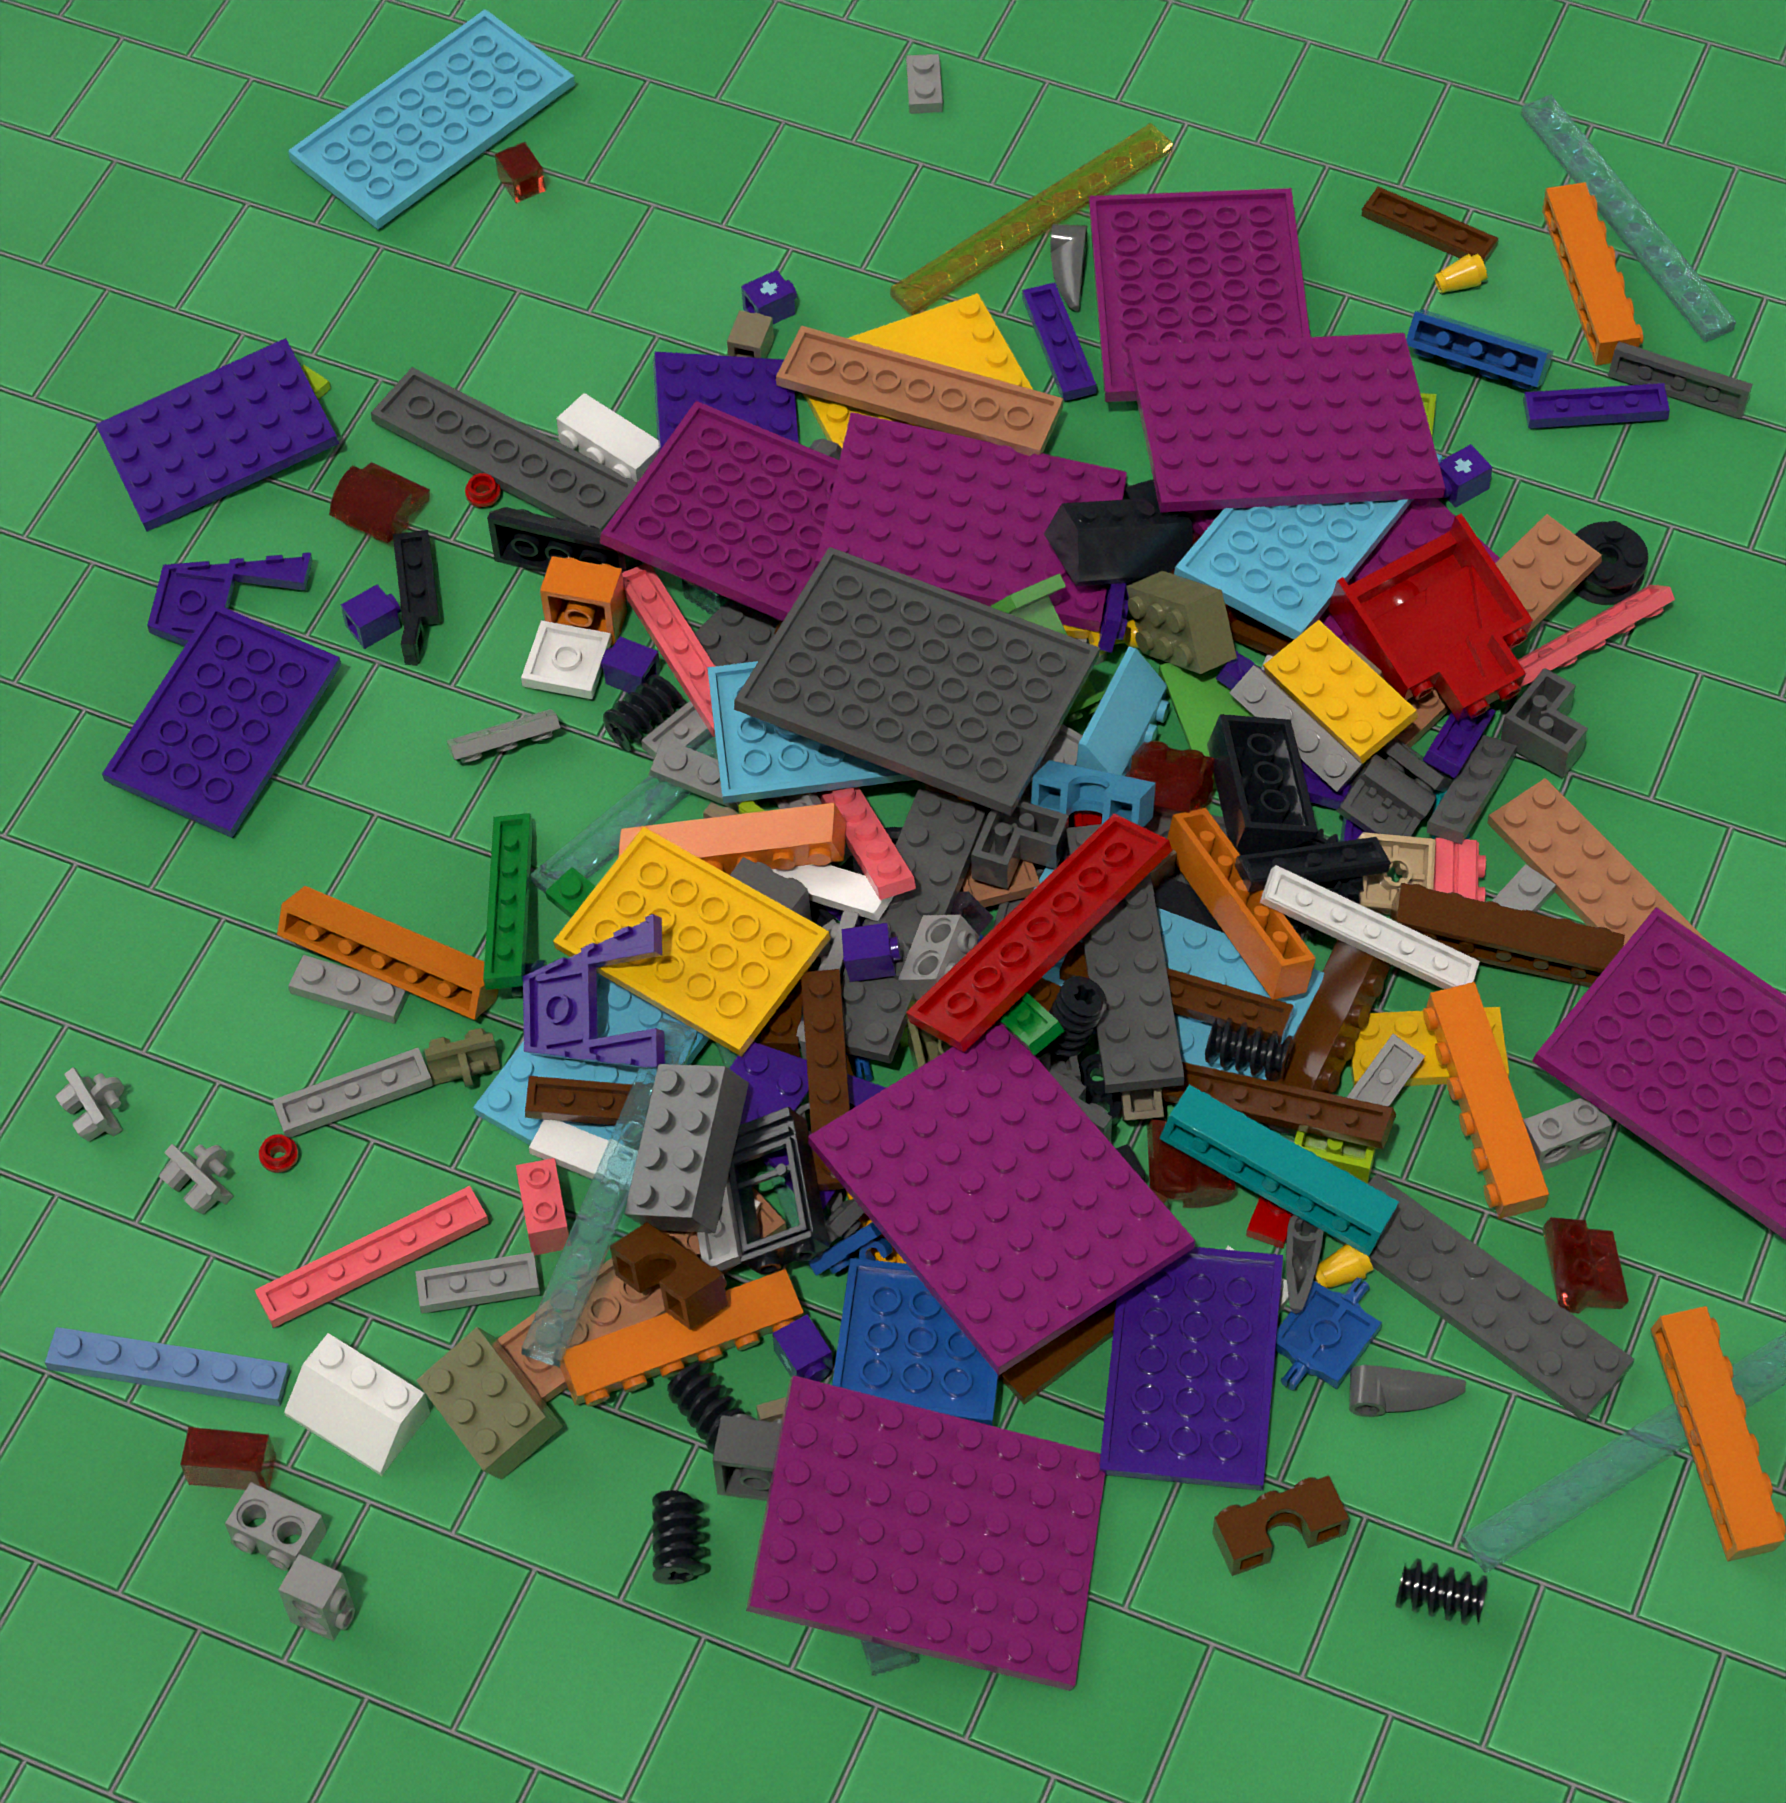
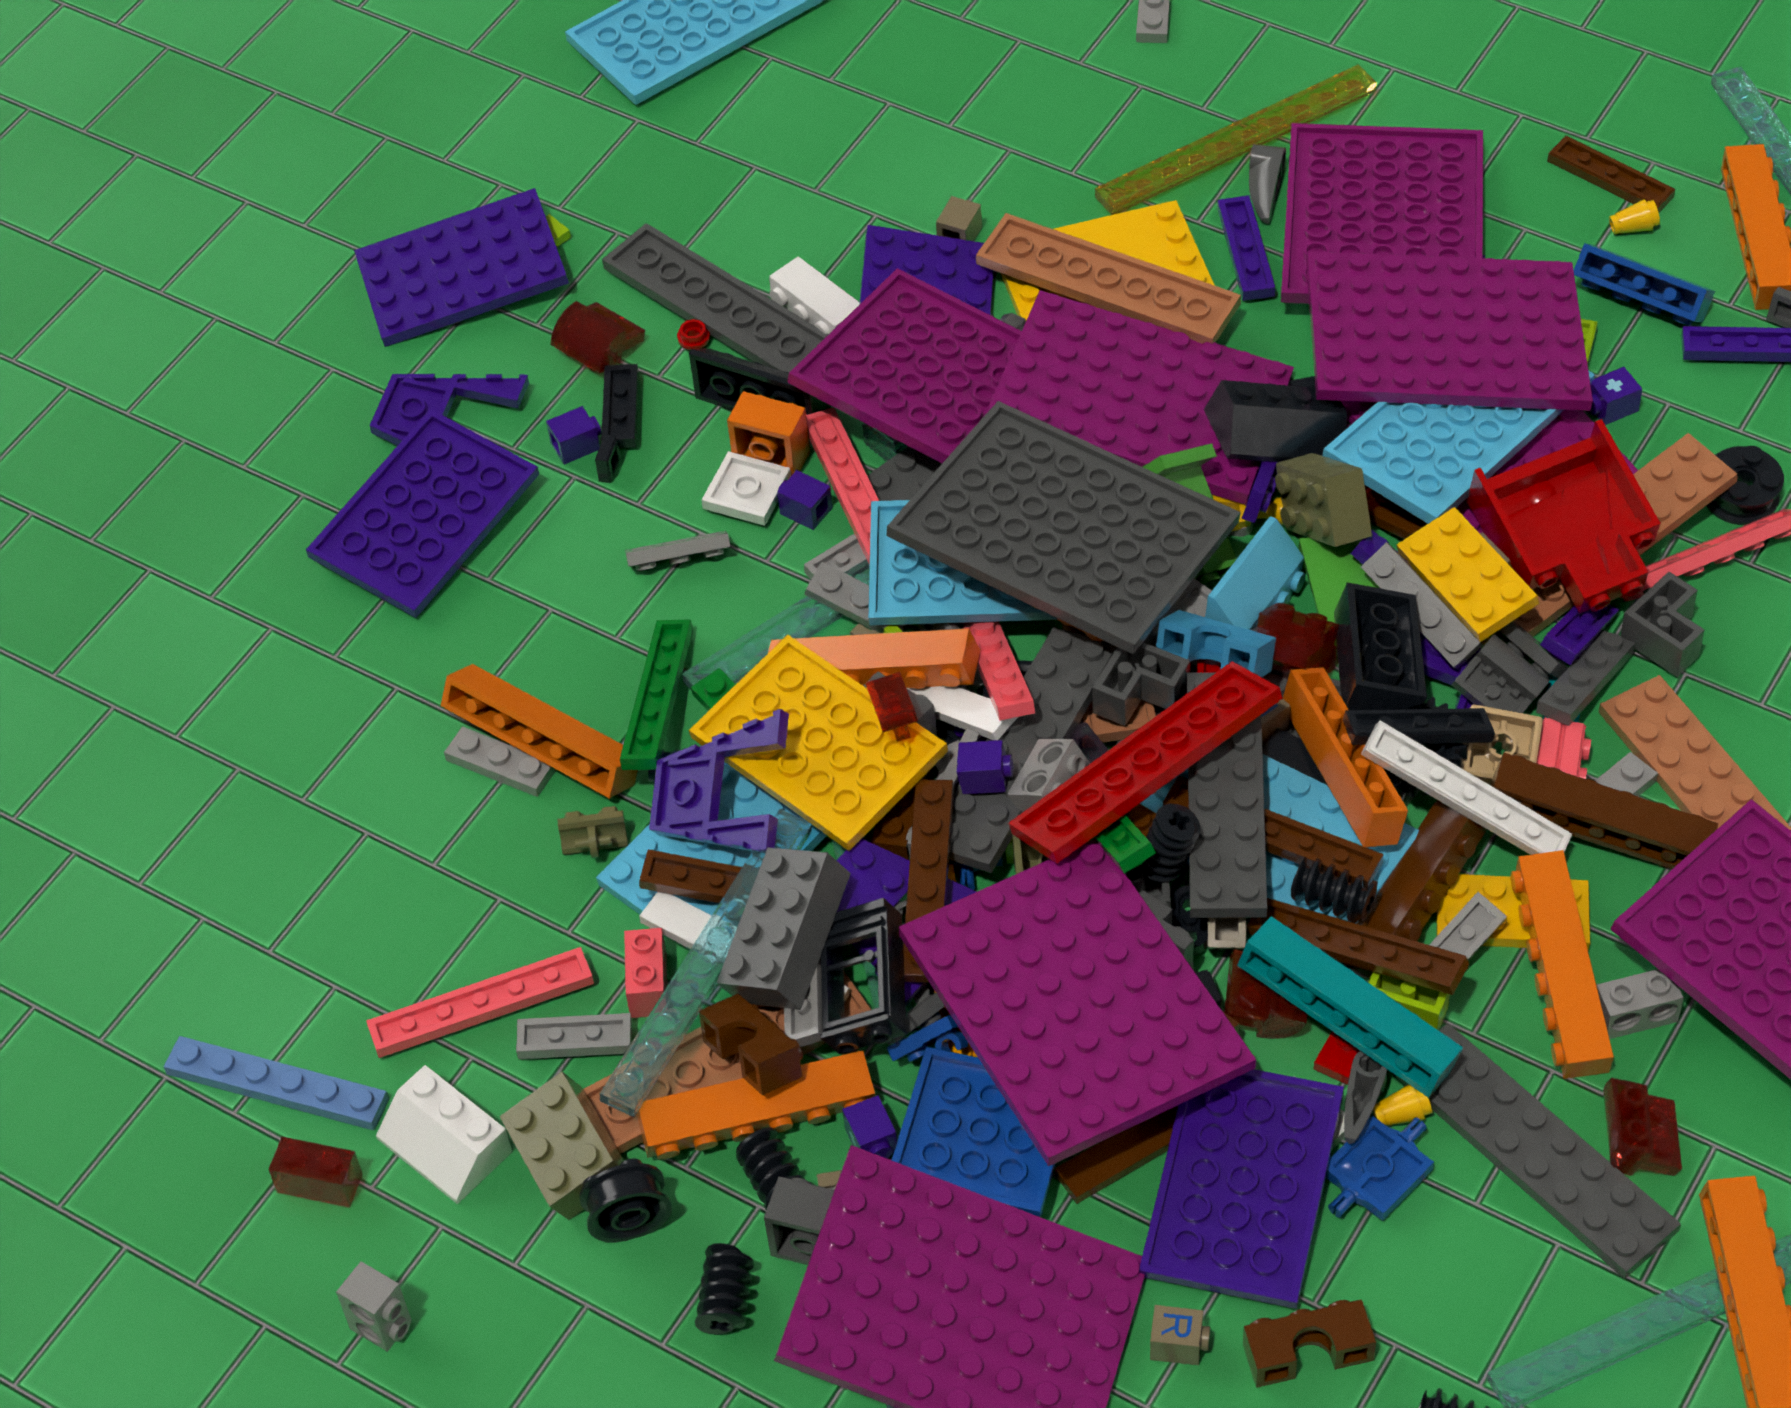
camera: 10 degrees right, 5 degrees down
(94, 1098) = (251, 834): light grey hips -> none
(207, 1188) = (335, 908): light grey hips -> none
(276, 1144) = (406, 893): red plate -> none
(281, 1520) = (354, 1233): light grey brick -> none
(352, 1092) = (486, 853): light grey plate -> none
(520, 172) = (771, 65): clear red brick -> none
(562, 1456) = (625, 1201): none -> black wheel
(640, 709) = (806, 537): black piece -> none
(767, 896) = (892, 705): none -> clear red hinge
(770, 296) = (983, 187): dark purple brick -> none
(1148, 1532) = (1178, 1335): none -> dark tan brick
(1396, 1390) = (1437, 1226): dark grey piece -> none

